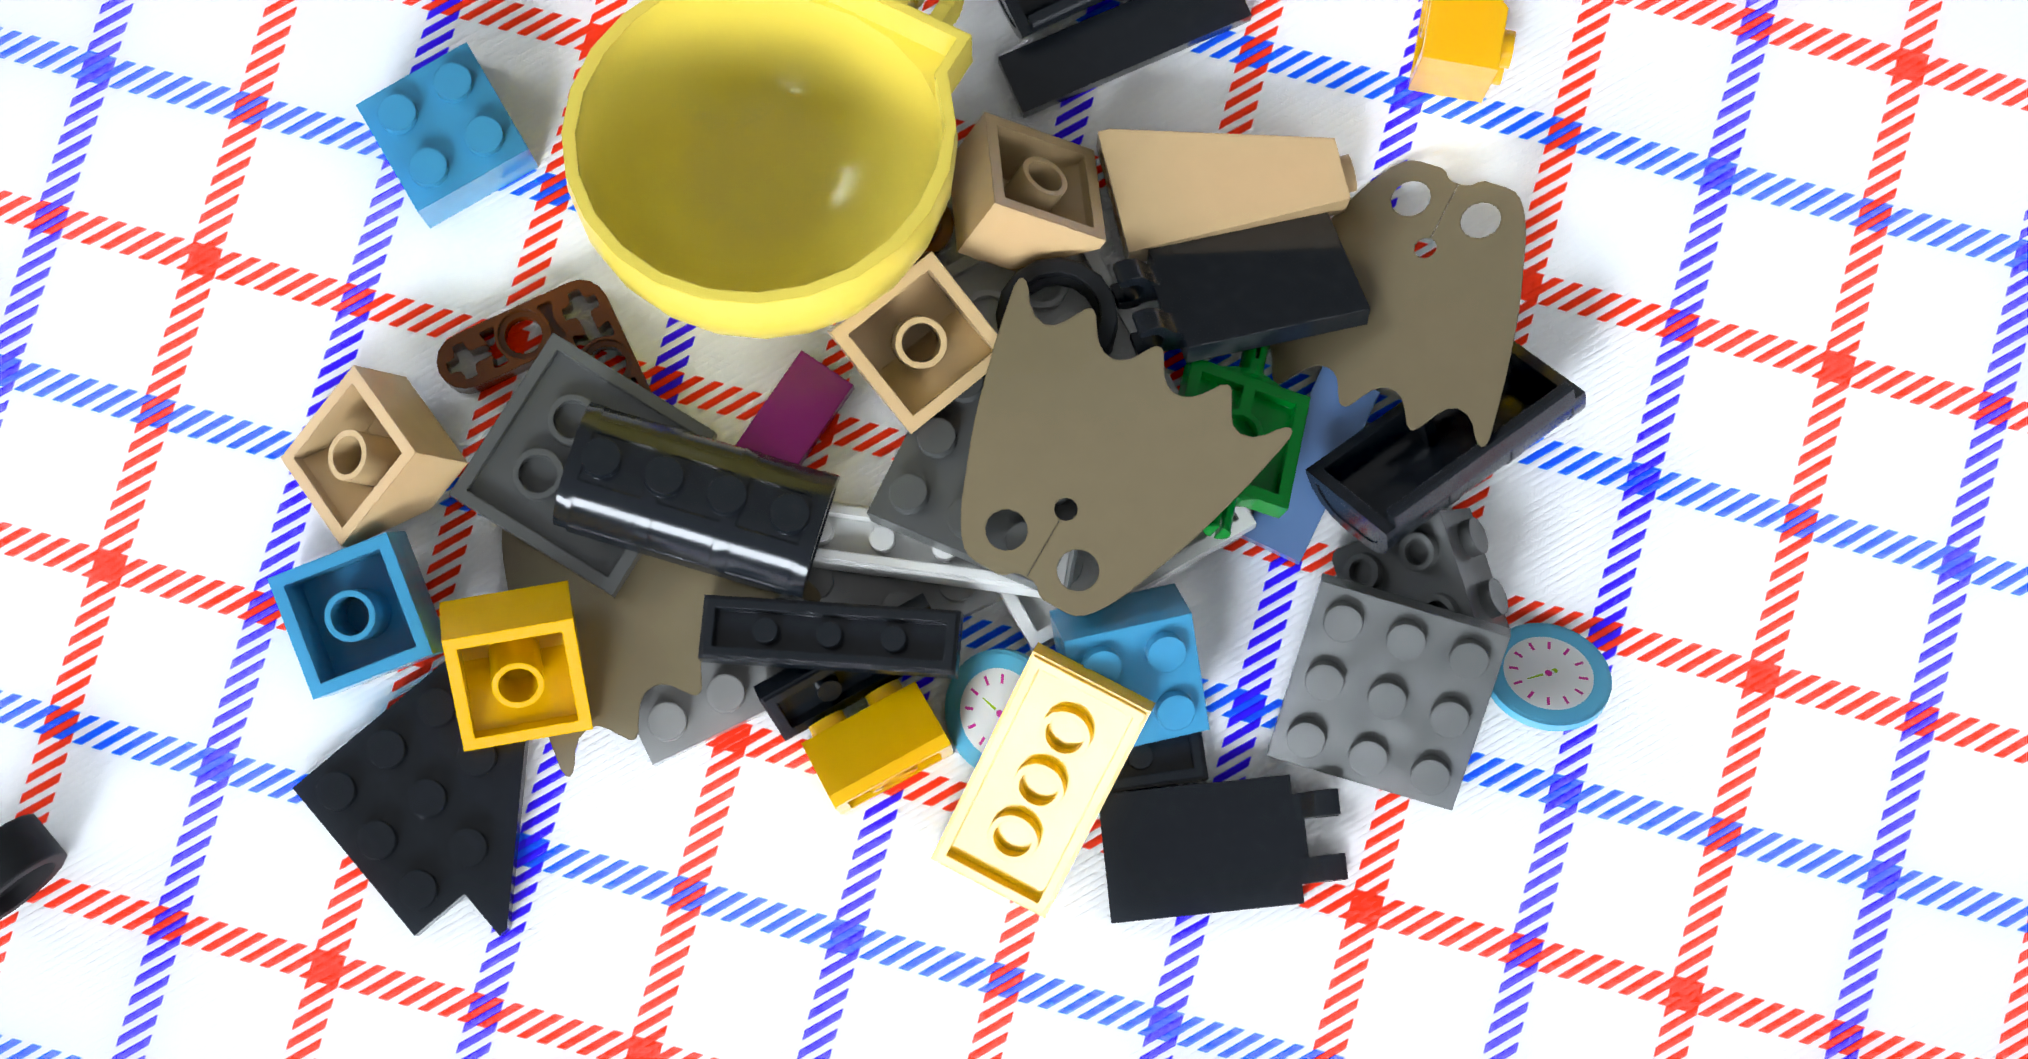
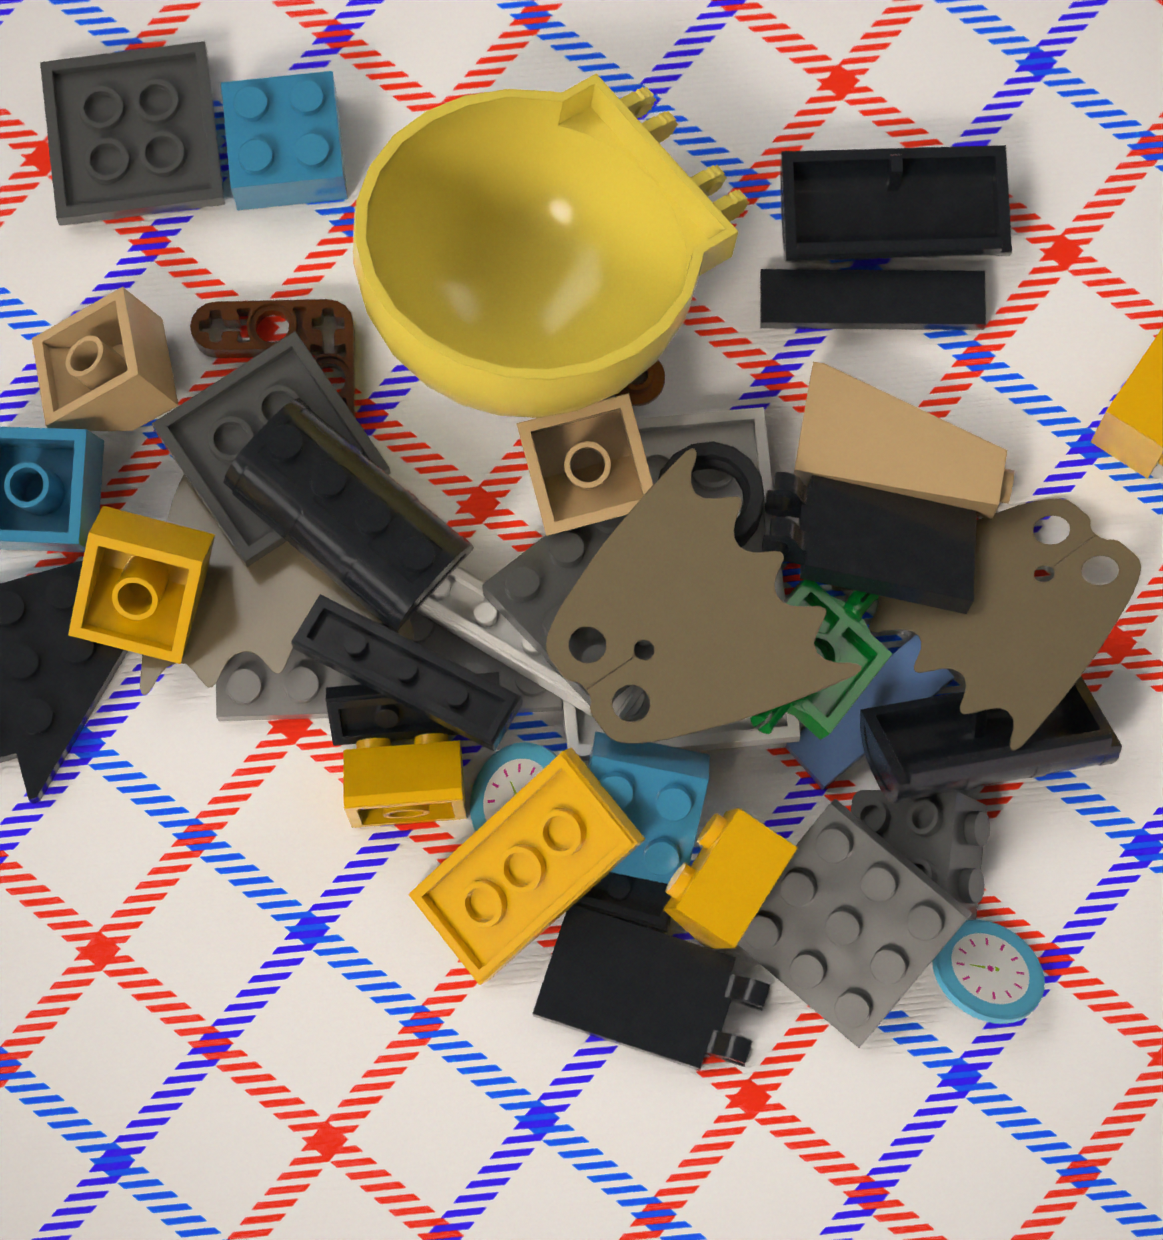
camera: 25 degrees right, 5 degrees down
(284, 196) = (132, 133): none -> dark grey plate
(797, 411) = (467, 483): magenta tile -> none
(1024, 195) = (729, 386): tan slope -> none
(1253, 703) = (727, 879): none -> yellow slope

